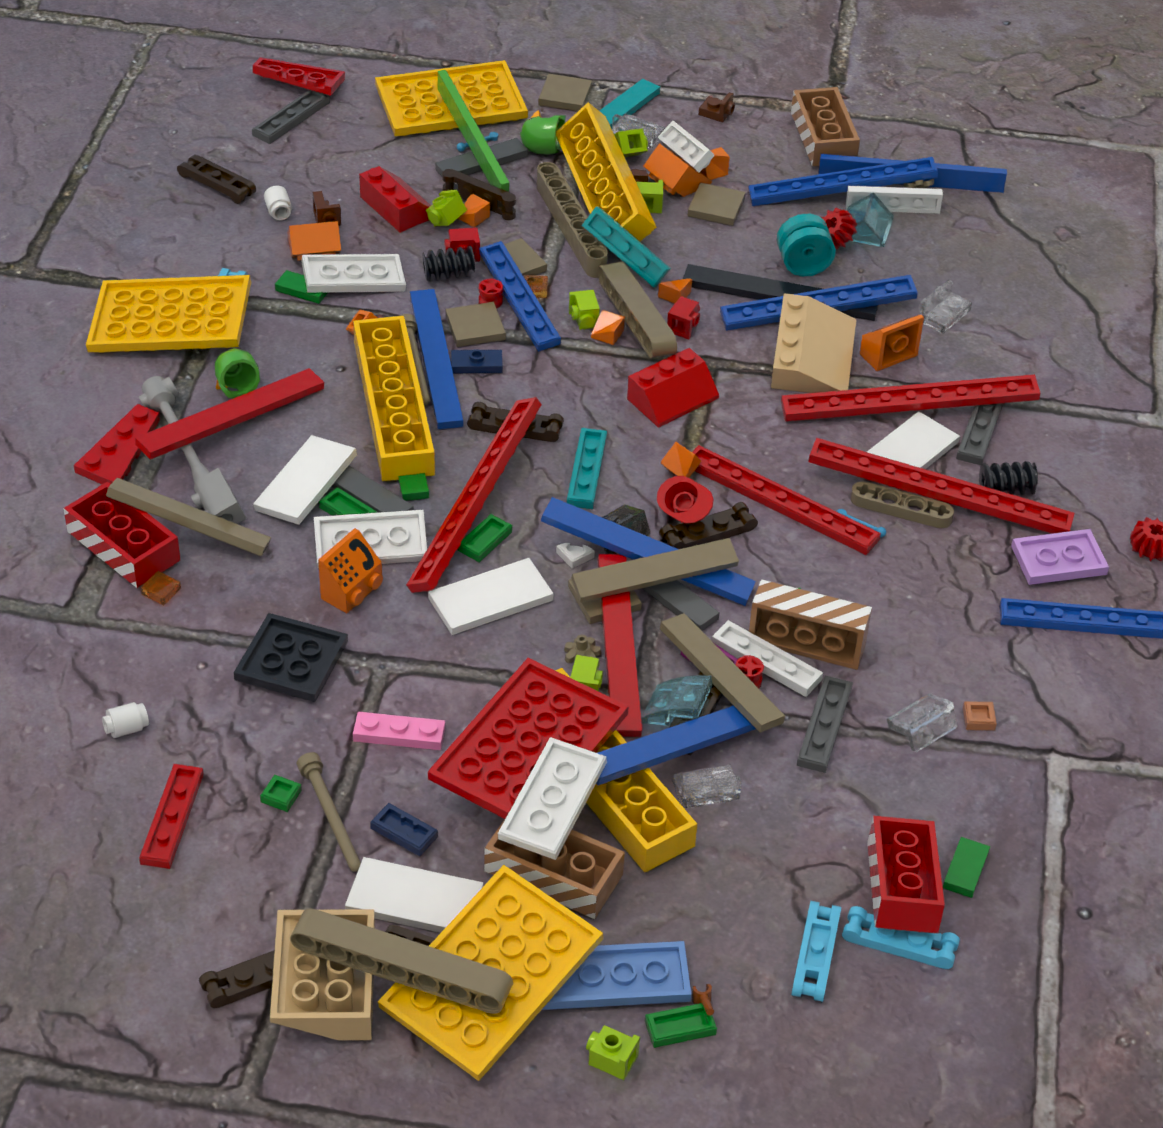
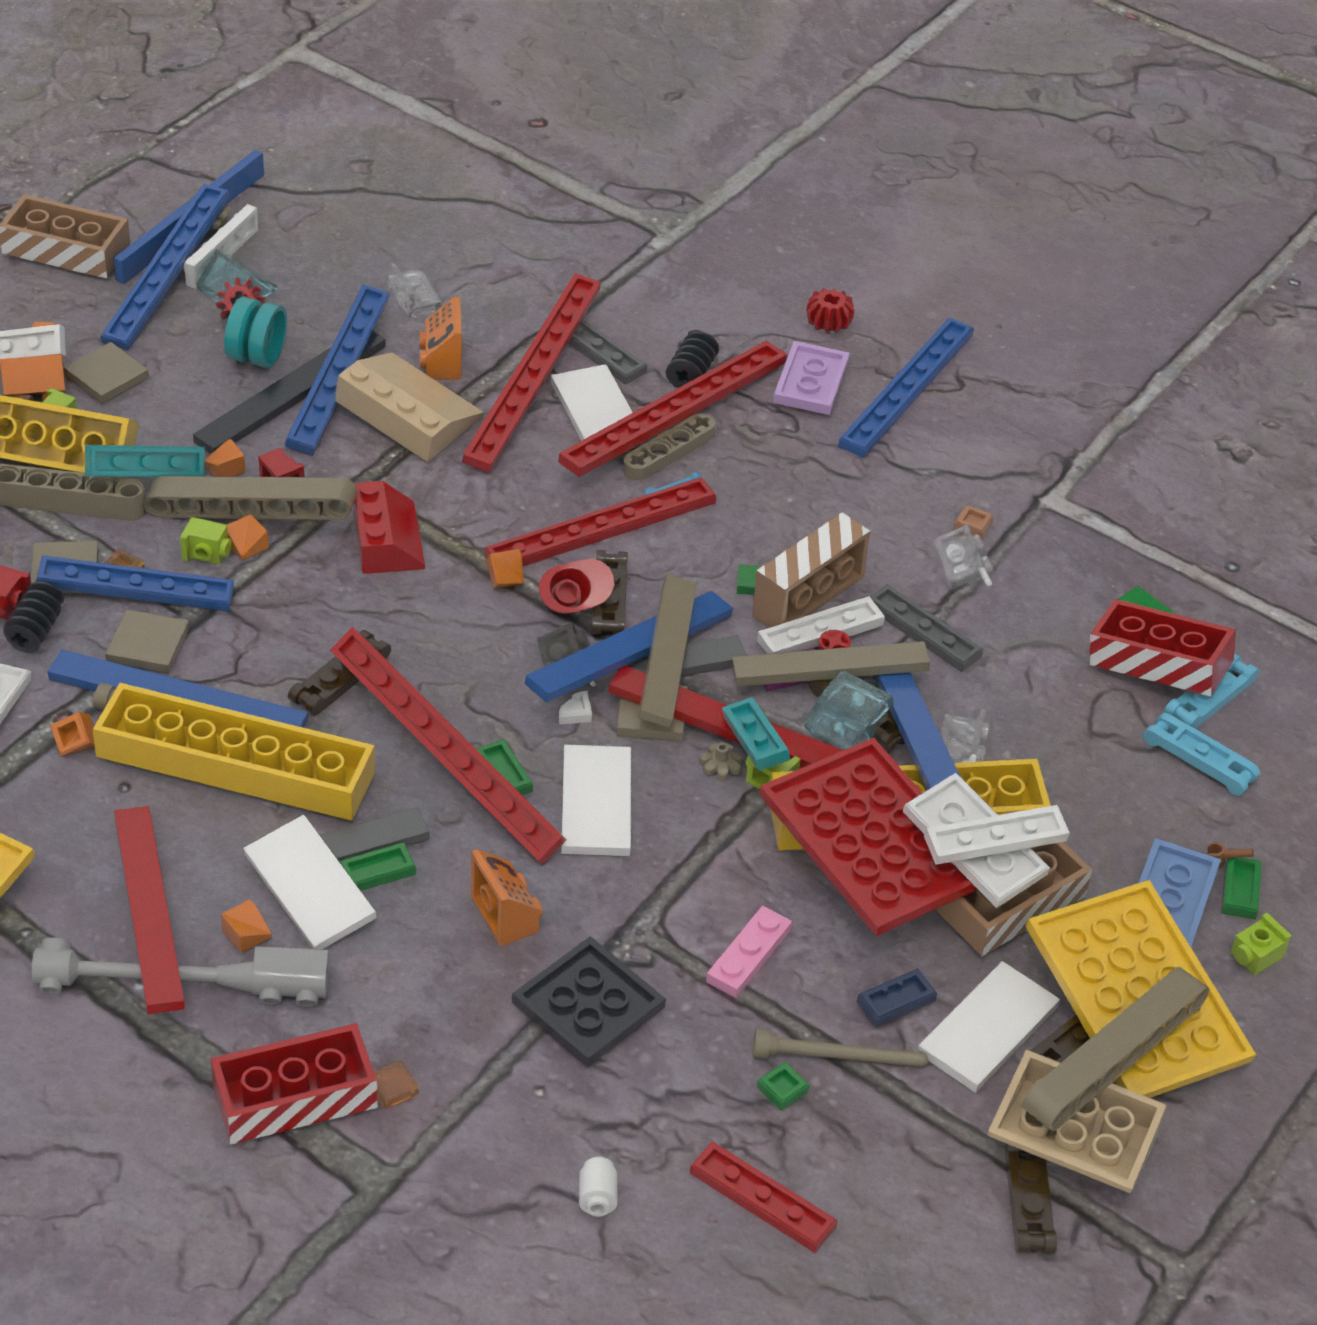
camera: 65 degrees left, 0 degrees up
(117, 449) = (115, 1044): red wing -> none
(188, 516) = (315, 1006): dark tan tile -> none
(238, 371) = (78, 872): bright green piece -> none
(250, 465) = (245, 926): none -> orange slope
(392, 535) = (439, 867): white tile -> none
(413, 486) = (381, 797): green tile -> none
(476, 361) = (213, 662): dark blue plate -> none
(491, 291) = (110, 605): red wheel -> none
(552, 800) = (996, 834): none -> white plate
(587, 468) = (452, 647): teal tile -> none
(597, 645) = (756, 734): none -> teal plate

